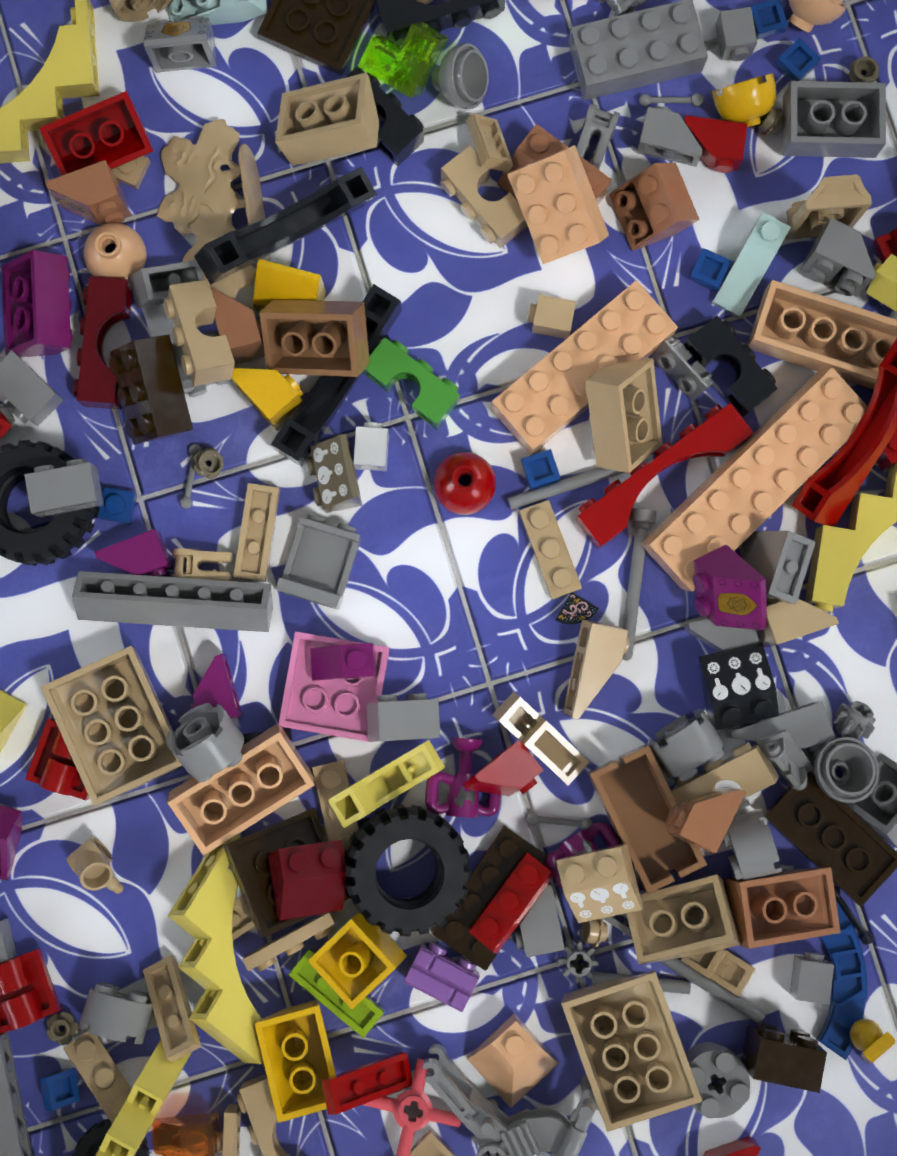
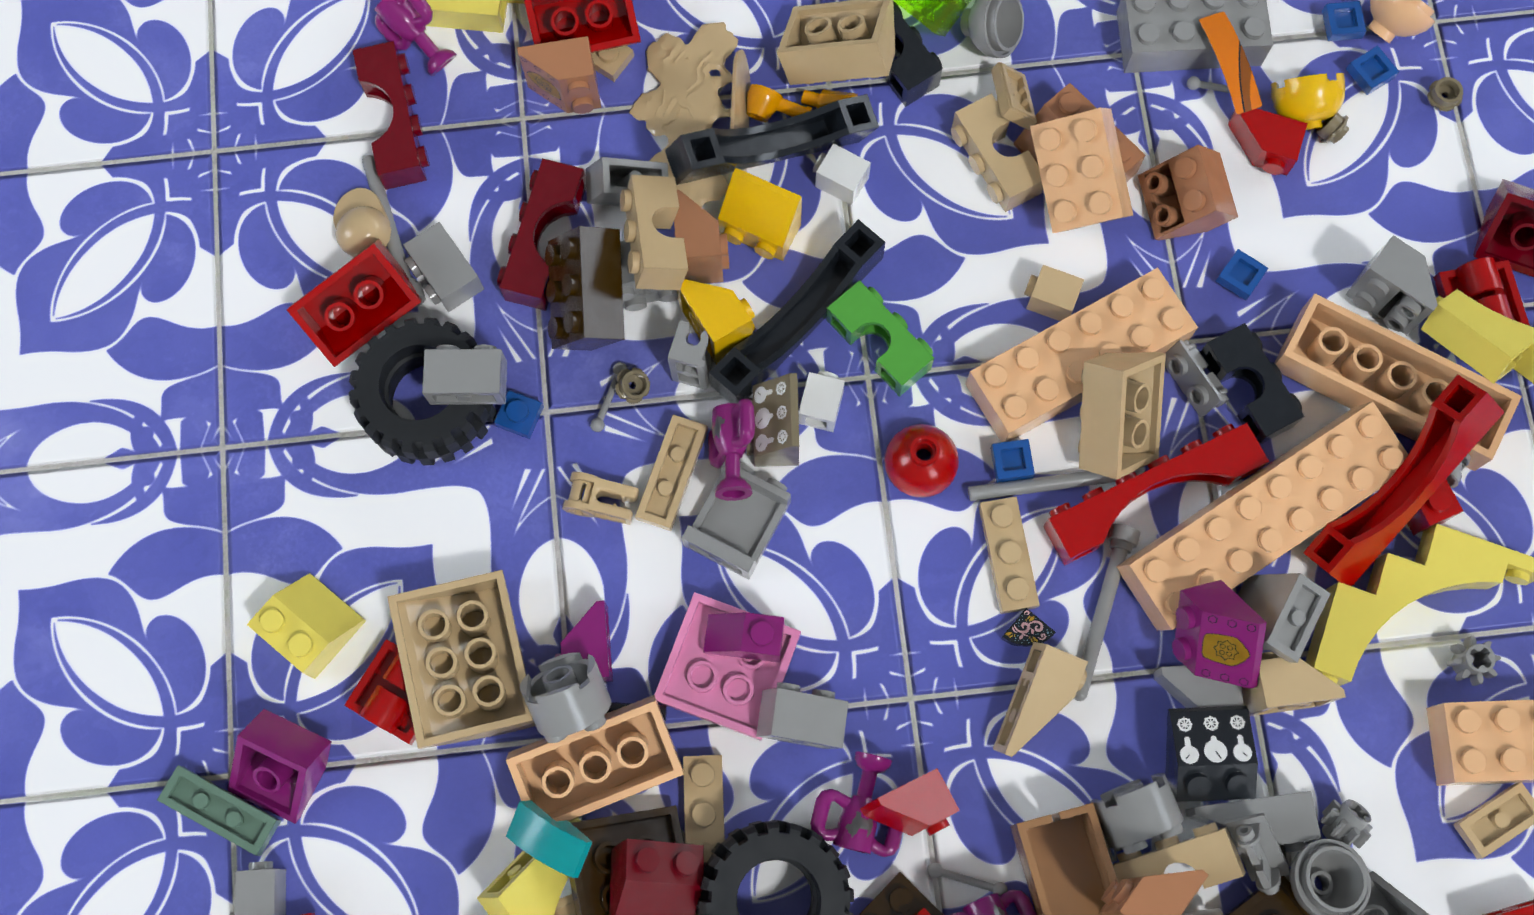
camera: 10 degrees right, 10 degrees down
(37, 304) = (478, 180): magenta slope -> none
(93, 866) = (400, 825): tan piece -> none
(124, 261) = (576, 150): light nougat piece -> none
(139, 555) = (532, 473): magenta slope -> none
(173, 601) = (560, 531): light grey brick -> none
(219, 862) = (547, 840): none -> teal slope
(250, 434) = (689, 362): none -> light grey hinge
(273, 187) = (764, 102): none -> light orange bar
(299, 498) = (727, 440): none -> magenta piece
(315, 337) = (782, 263): medium nougat brick -> none
(328, 173) = (825, 97): none -> light orange bar
(352, 241) = (841, 173): none -> white brick
(386, 783) = (768, 791): light yellow arch -> none
(541, 738) = (962, 773): tan slope -> none
(598, 124) = (1138, 99): light grey piece -> none
(668, 137) = (1215, 125): light grey slope -> none
(674, 79) = (1232, 62): none -> orange sticker
(736, 34) = (1306, 30): light grey brick -> none
(751, 264) = (1290, 276): light aqua slope -> none
(834, 119) = (1407, 136): light grey brick -> none
(836, 198) = (1402, 211): tan slope -> none

